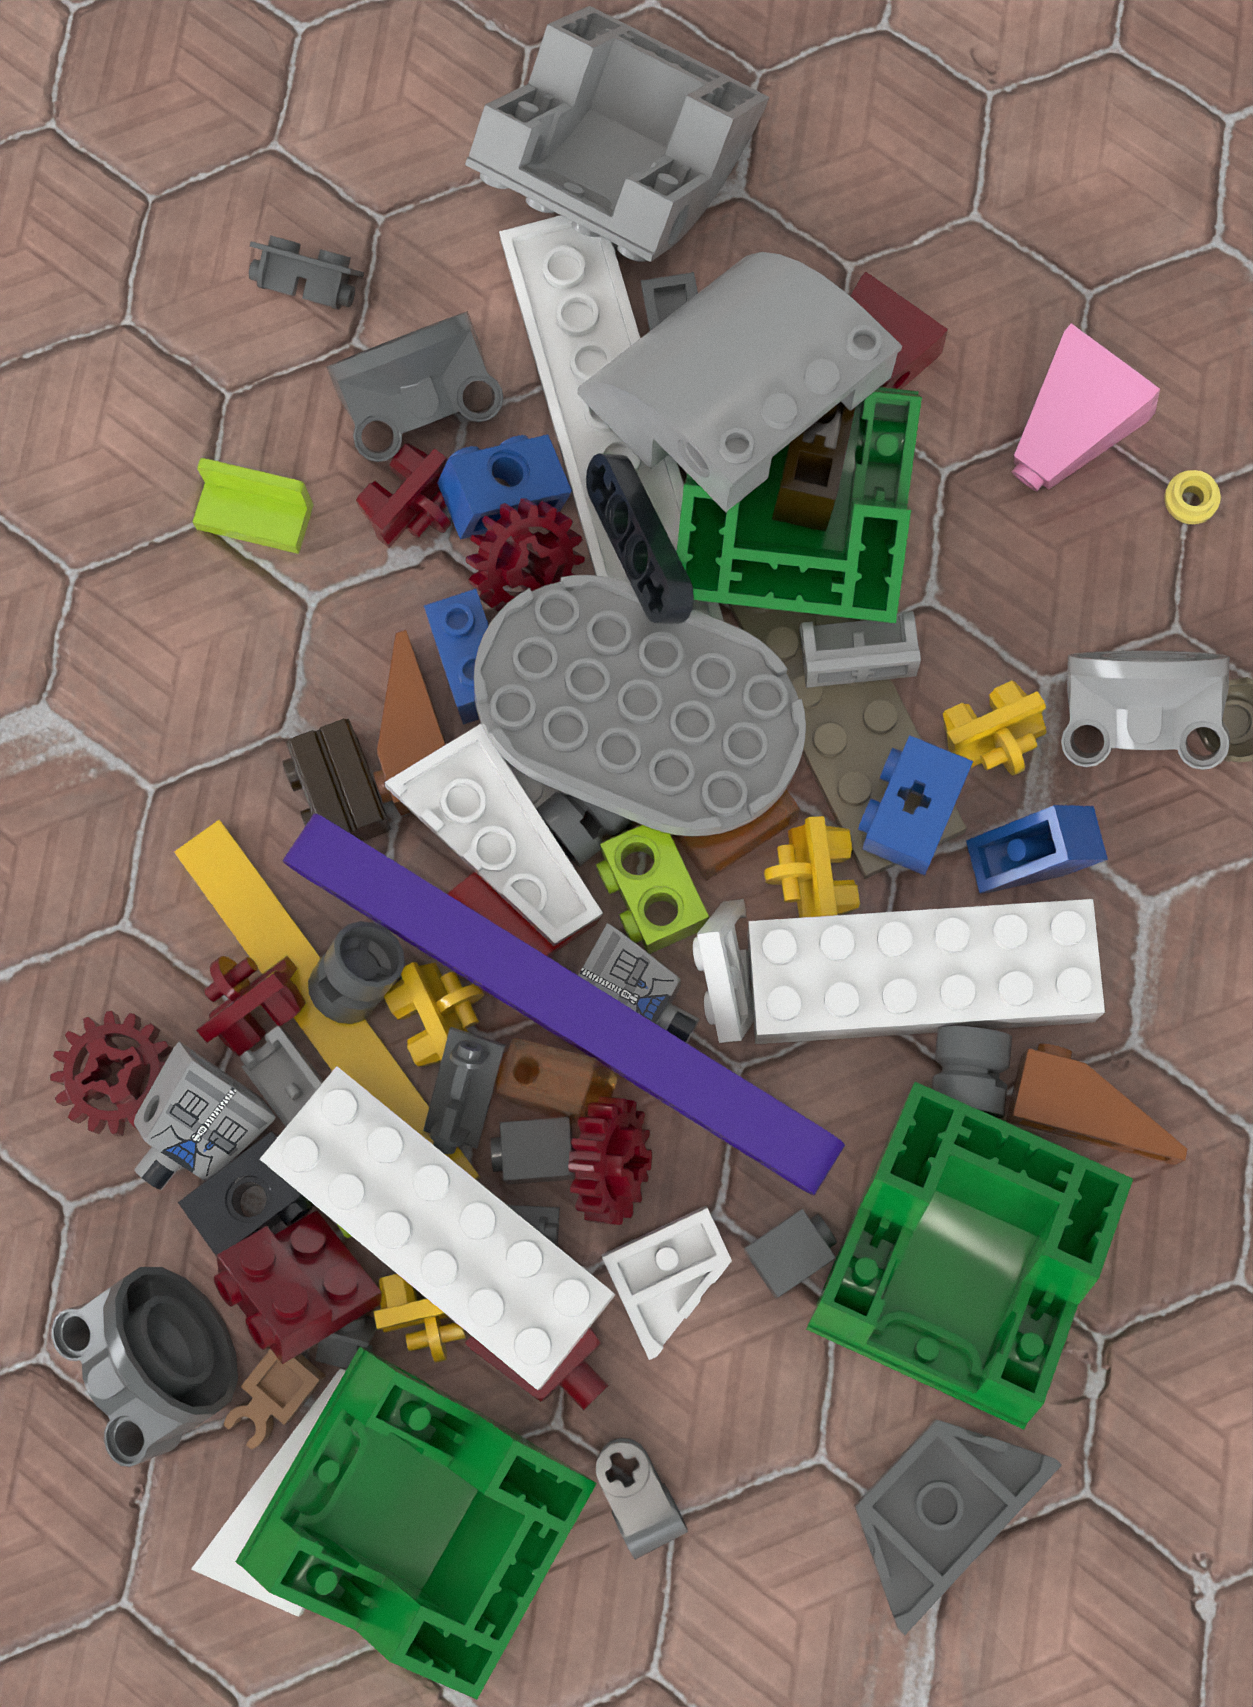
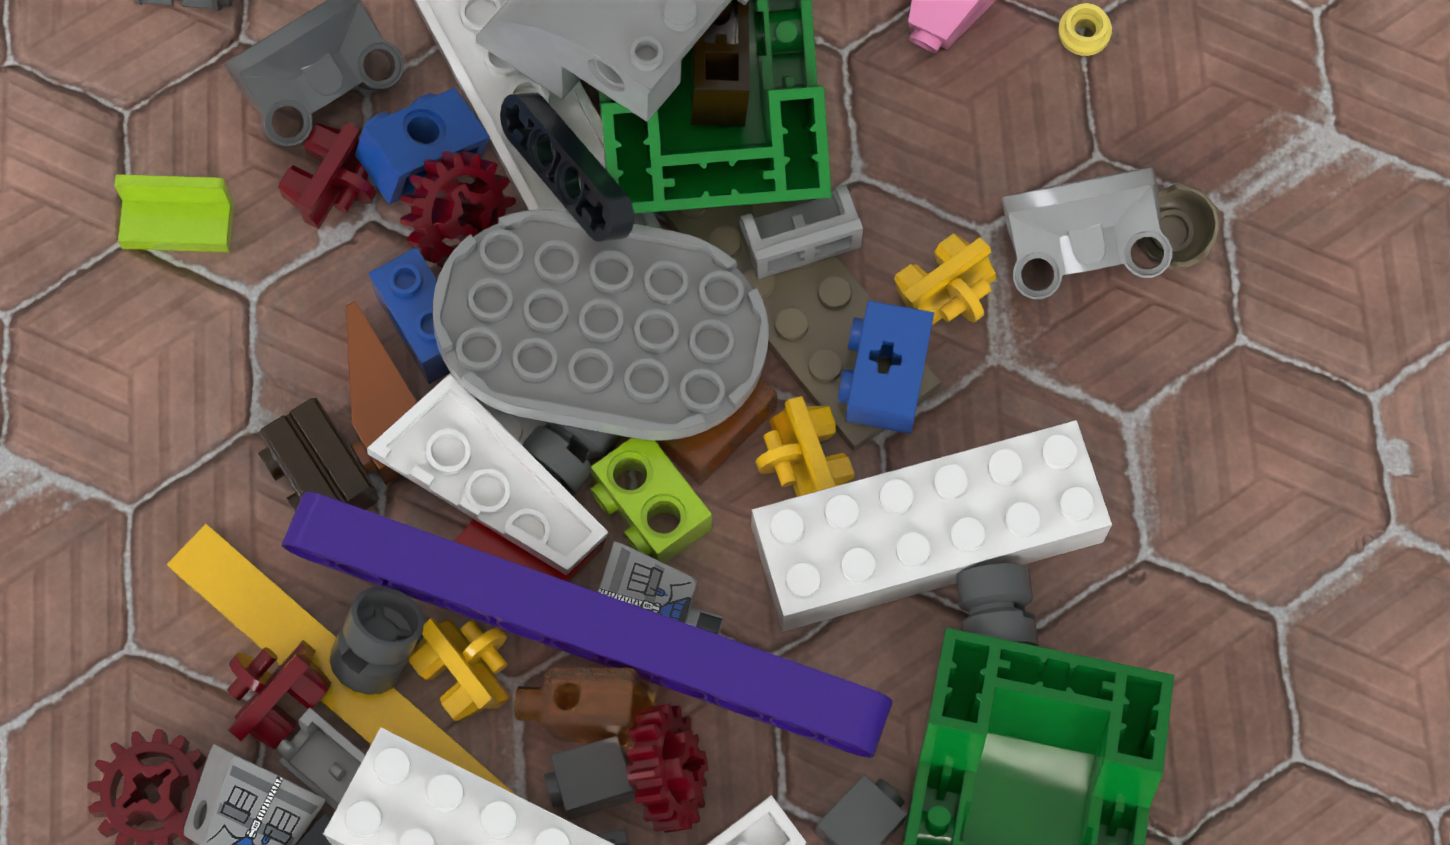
camera: 20 degrees left, 5 degrees down
(463, 1090) = (508, 729): dark grey hinge -> none
(726, 972) = (740, 561): white wing -> none
(1037, 848) = (1012, 386): blue slope -> none
(1079, 1104) = (1107, 620): dark orange slope -> none

